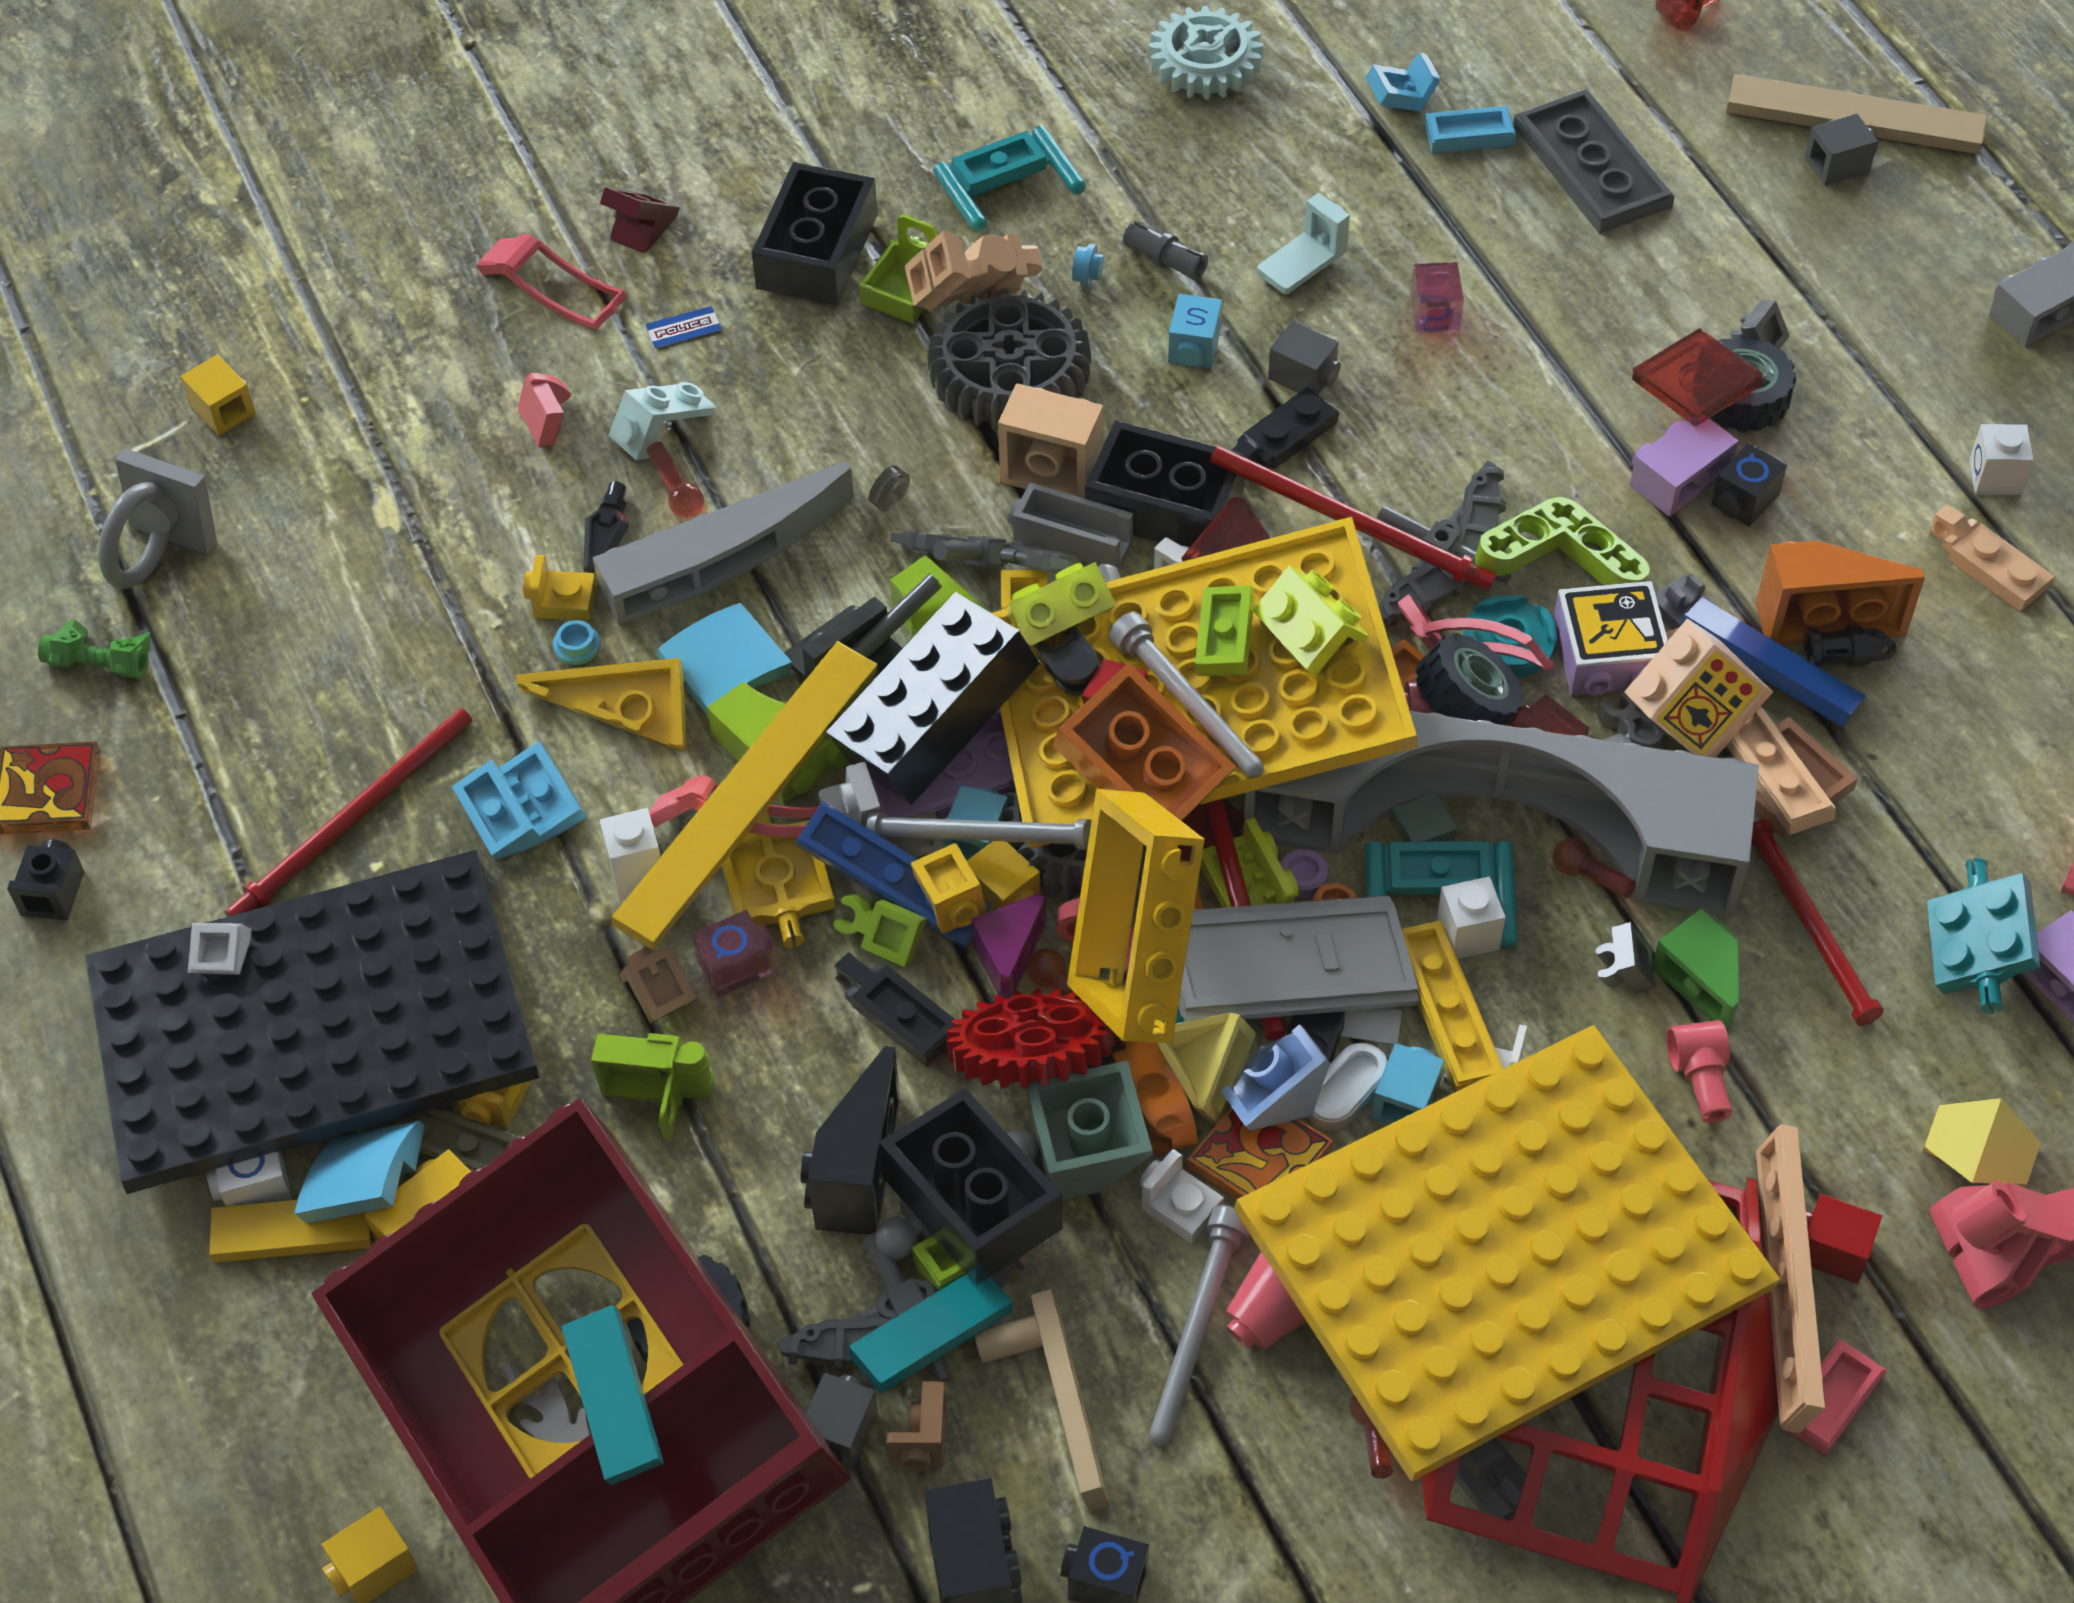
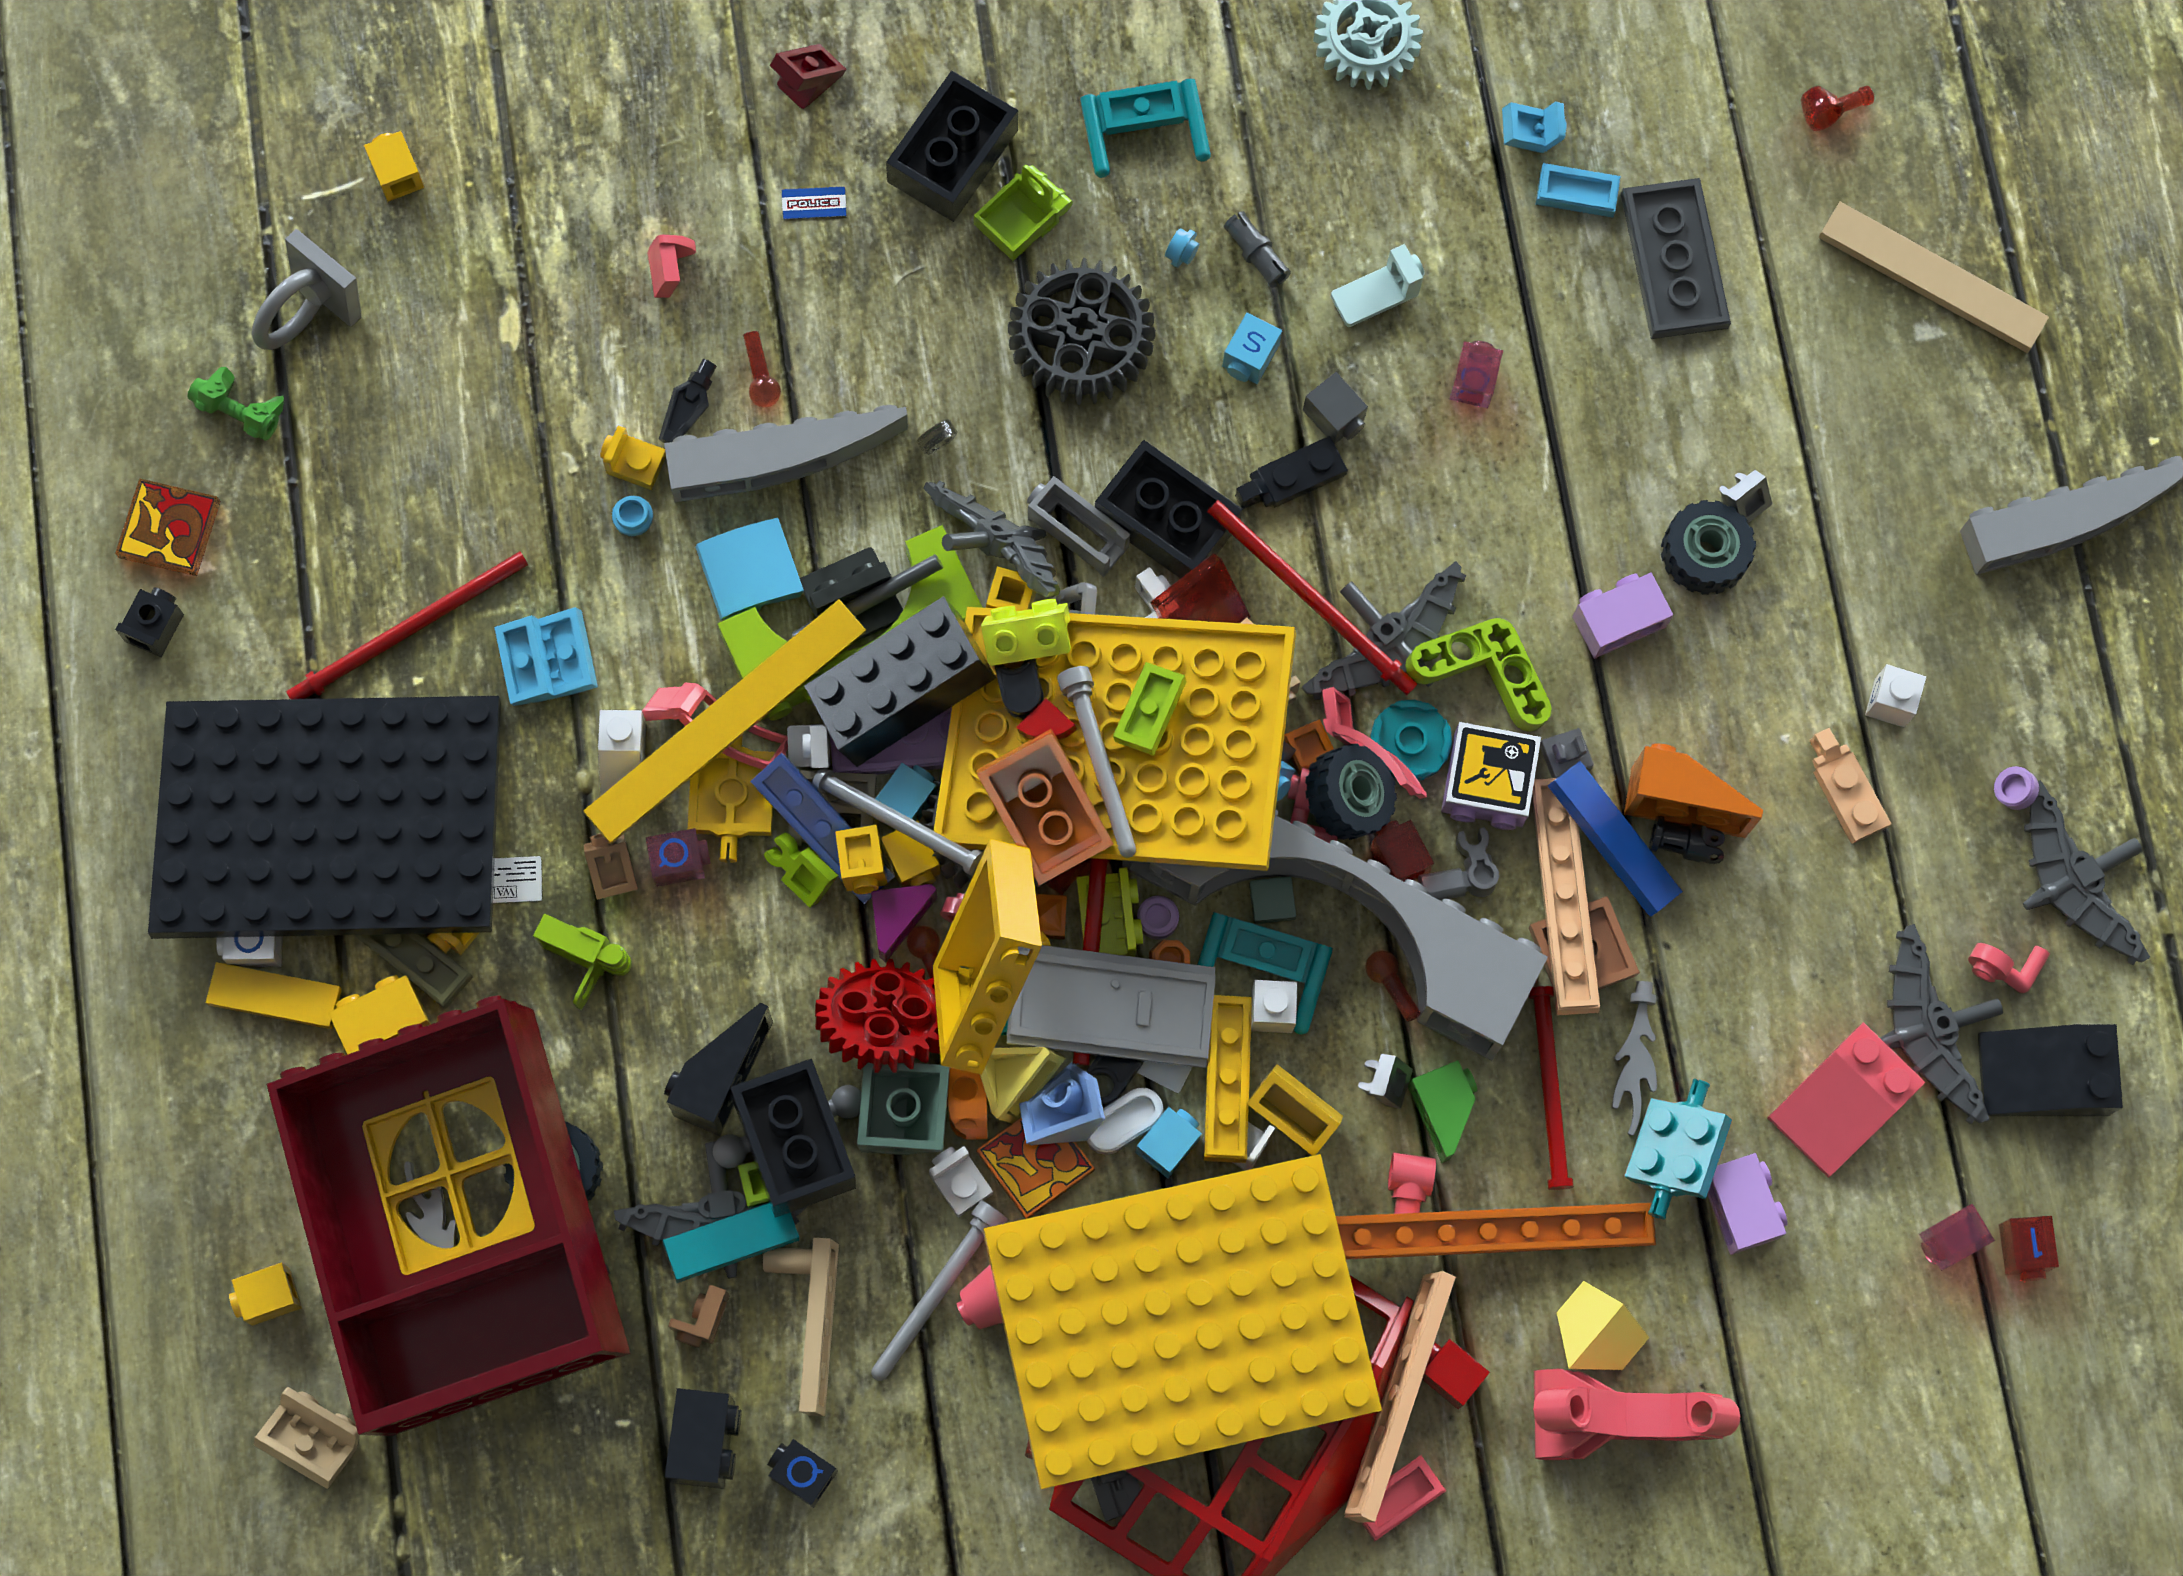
camera: 10 degrees right, 20 degrees up
(218, 948) = (269, 737): white slope -> none
(359, 1172) = (334, 971): medium azure slope -> none
(512, 253) = (681, 86): coral piece -> none
(554, 1032) = (517, 879): none -> white sticker
(612, 1395) = (462, 1254): teal tile -> none
(633, 696) = (665, 586): yellow wing -> none
(646, 408) = (763, 294): light aqua bracket -> none
(844, 1415) = (643, 1288): dark grey brick -> none
(895, 1007) = (791, 946): black hinge -> none
(949, 275) = (1056, 239): light nougat hips -> none
(1049, 440) = (1084, 439): light nougat brick -> none
(1308, 617) = (1220, 723): neon yellow bracket -> none
(1541, 1005) = (1295, 1110): none -> yellow brick
(1697, 377) = (1662, 540): clear red tile -> none
(1698, 690) = (1535, 859): slope -> none
(1748, 484) = (1668, 654): black brick -> none
(1826, 1072) = (1496, 1231): none -> orange tile
(1841, 149) = (1900, 318): dark grey brick -> none
(1897, 870) = (1640, 1061): none -> light grey piece

